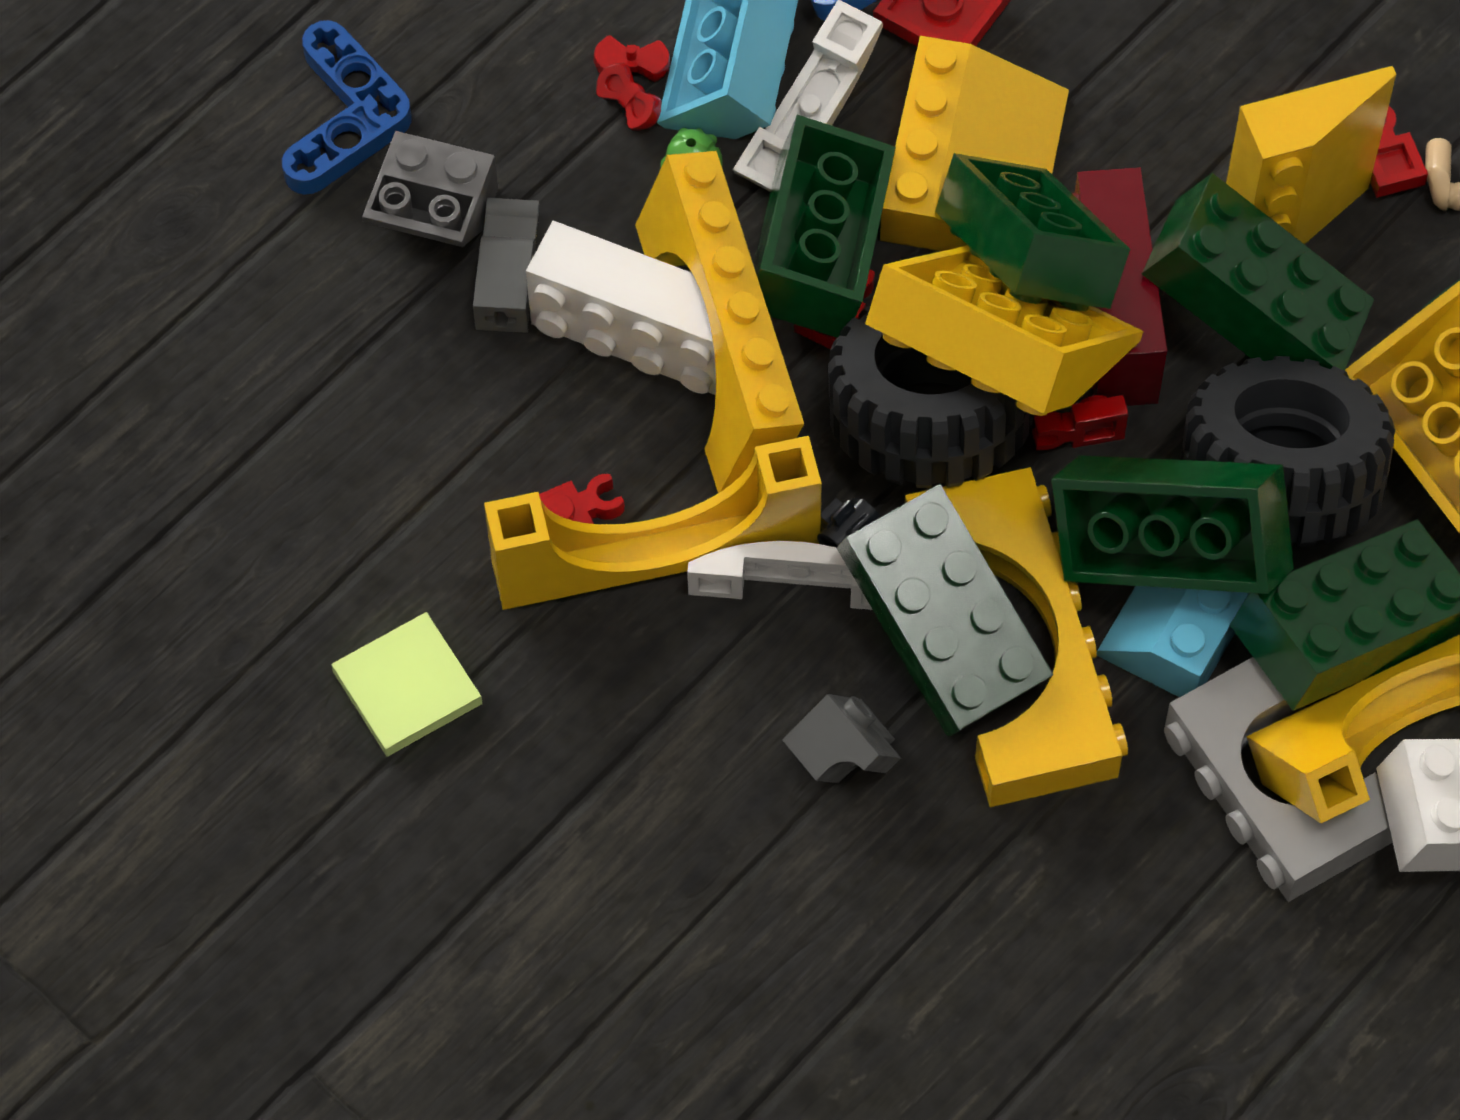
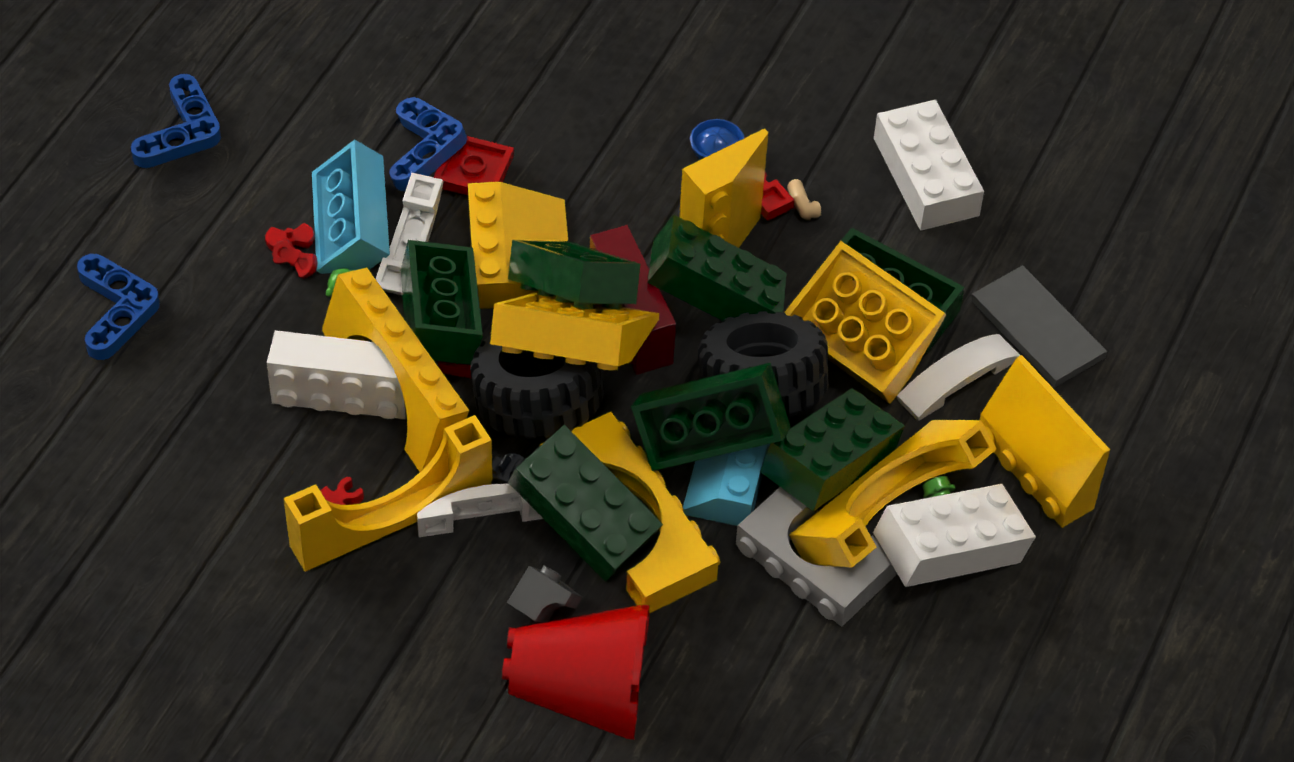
camera: 20 degrees left, 10 degrees down
(406, 684) = (256, 629): yellowish green tile -> none
(432, 190) = (188, 334): flat silver slope -> none
(504, 255) = (247, 371): dark grey piece -> none
(870, 867) = (582, 666): none -> red cone
(1087, 423) = (636, 380): red plate -> none
(1336, 43) = (713, 136): none -> blue hat

